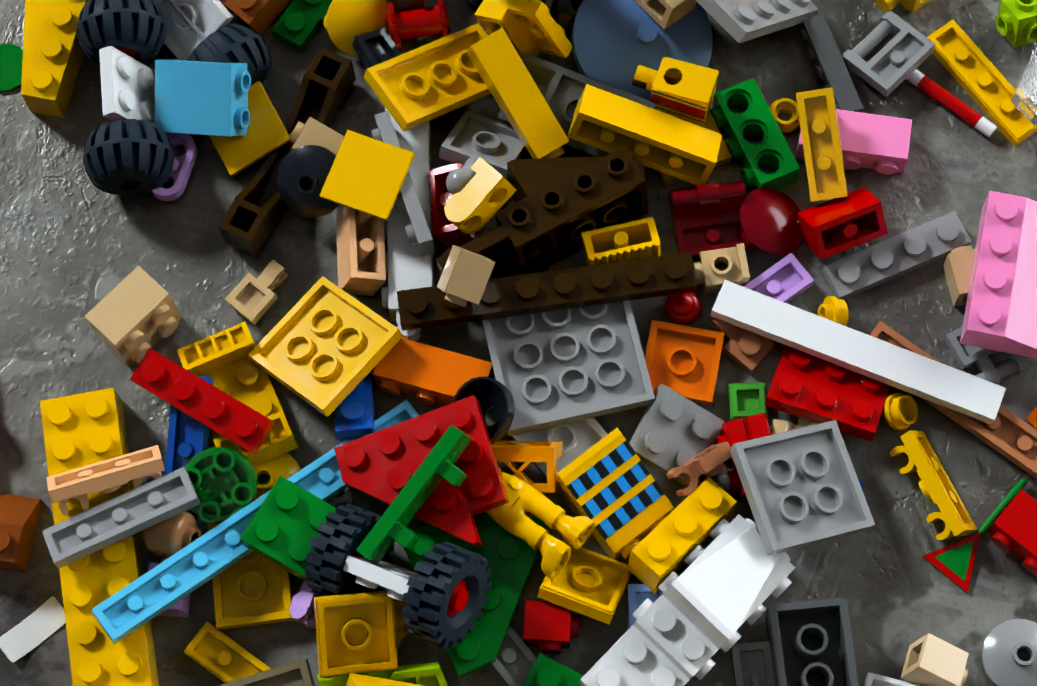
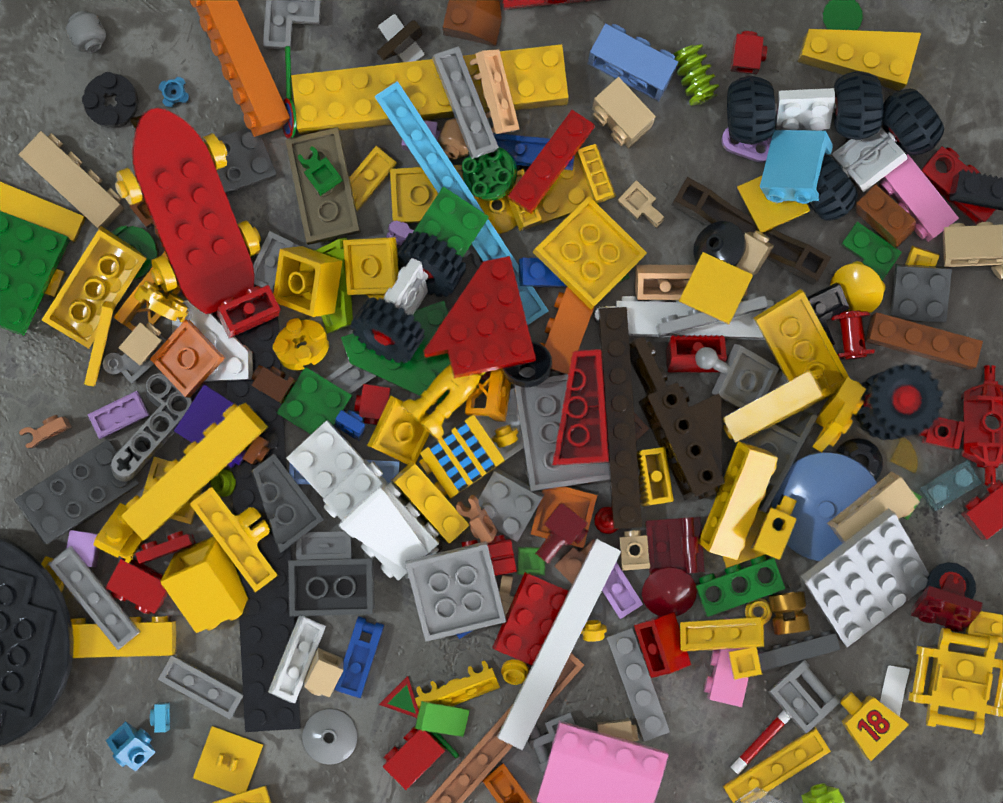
camera: 90 degrees right, 15 degrees up
(33, 624) = (401, 41): none -> dark brown tile
(52, 173) = (748, 53): none -> red brick
(54, 322) = (632, 61): none -> medium blue brick
(80, 234) = (695, 74): none -> lime piece
(394, 521) = (440, 296): green hinge -> none
(465, 276) = (626, 356): tan brick -> none
(478, 199) = (689, 371): yellow leg -> none
(549, 329) = (583, 420): none -> red wedge
(581, 437) = (505, 436): none -> yellow plate
(582, 648) = (350, 424): none -> blue plate
(703, 349) = (564, 529): none -> dark red brick
(770, 72) = (787, 603): none -> pearl gold wheel
(856, 115) = (744, 662): none -> yellow plate
(904, 619) = (359, 658): none -> blue plate
(977, 498) = (442, 718): none -> bright green tile

